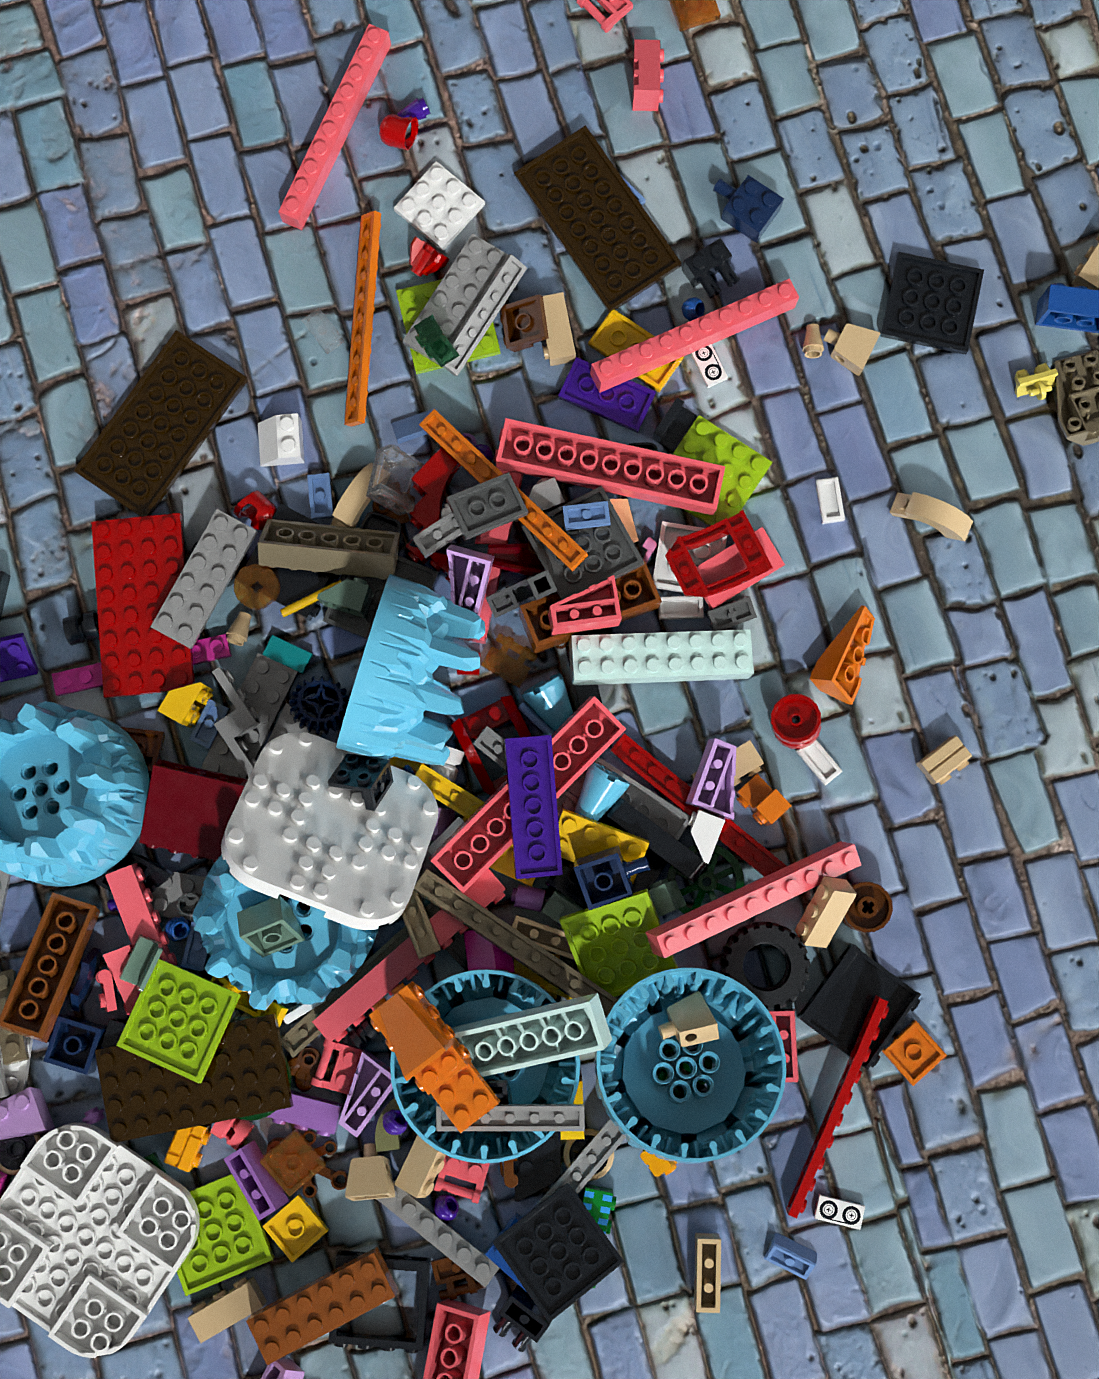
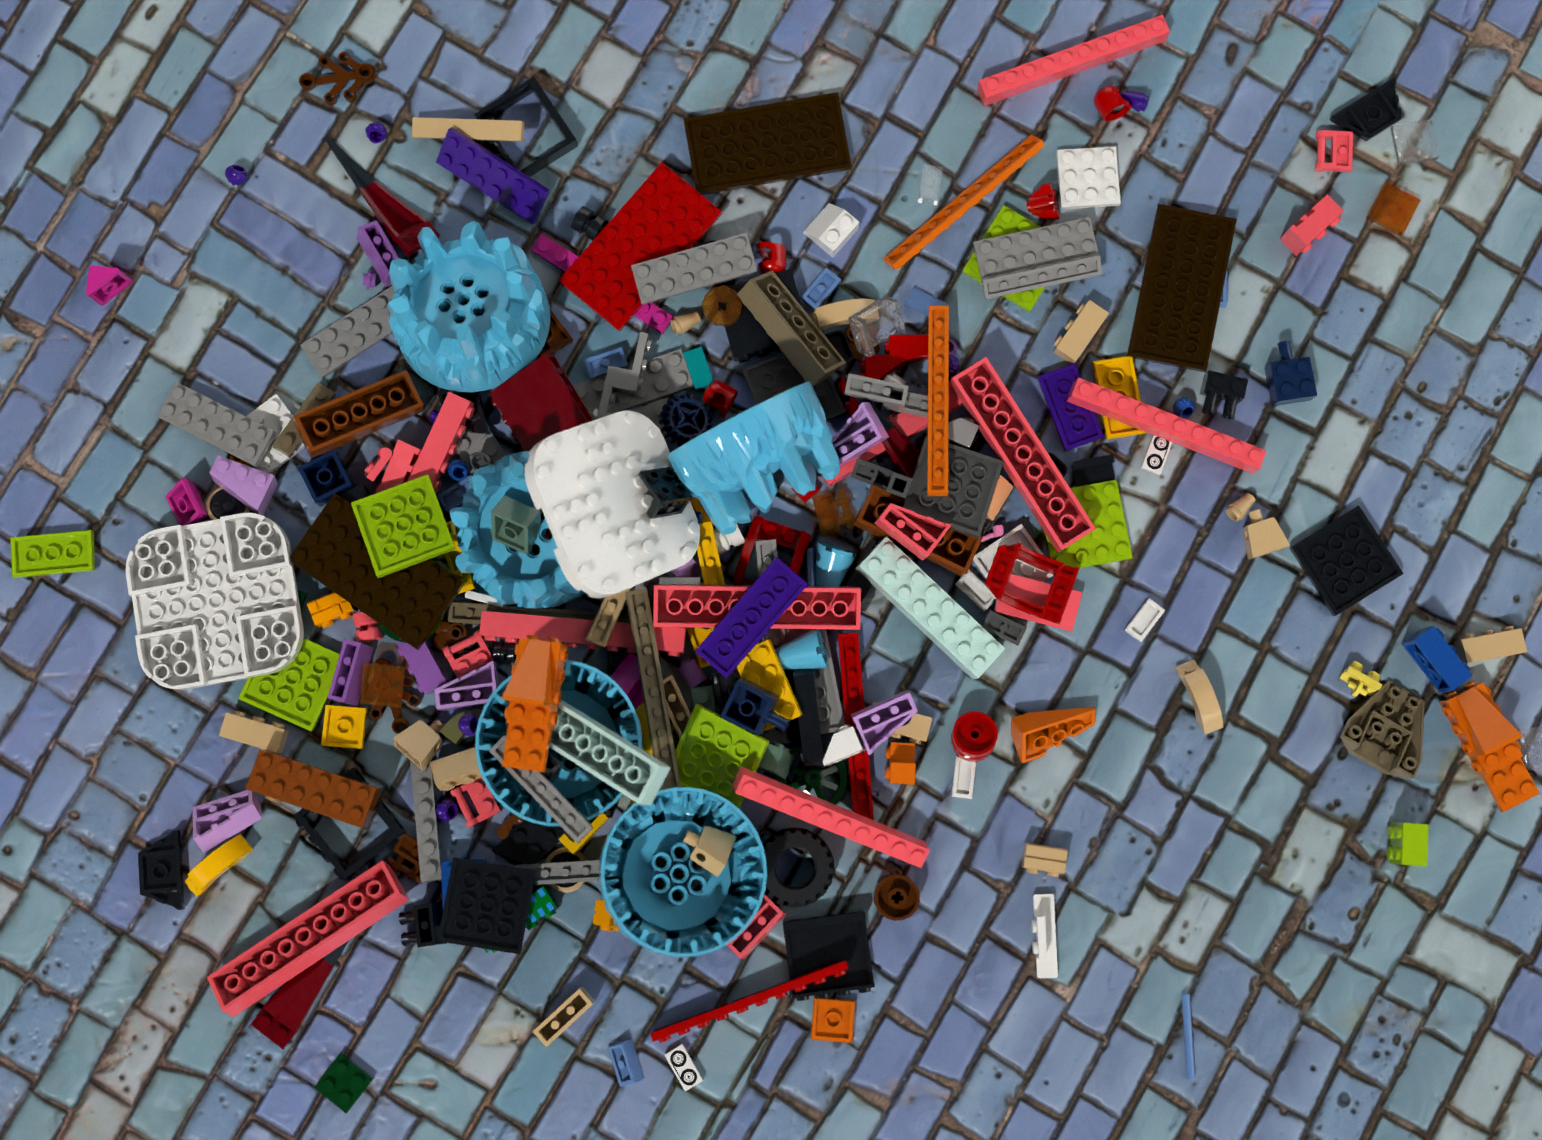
camera: 45 degrees right, 0 degrees up
(86, 979) = (372, 444): dark blue tile -> none
(93, 1115) = (293, 532): medium lavender plate -> none
(141, 962) = (416, 467): sand green panel -> none
(186, 703) = (604, 336): yellow slope -> none
(305, 601) = (749, 348): yellow bar -> none
(327, 658) = (720, 396): none -> red helmet
(349, 597) = (772, 370): sand green slope -> none
(435, 341) = (992, 263): clear green brick -> none
(487, 506) = (916, 400): dark grey plate -> none
(524, 323) = (1063, 308): reddish brown plate -> none
(586, 515) = (973, 470): medium blue plate -> none
(825, 912) = (867, 873): tan brick -> none
(1006, 819) = (1045, 936): none -> white bracket

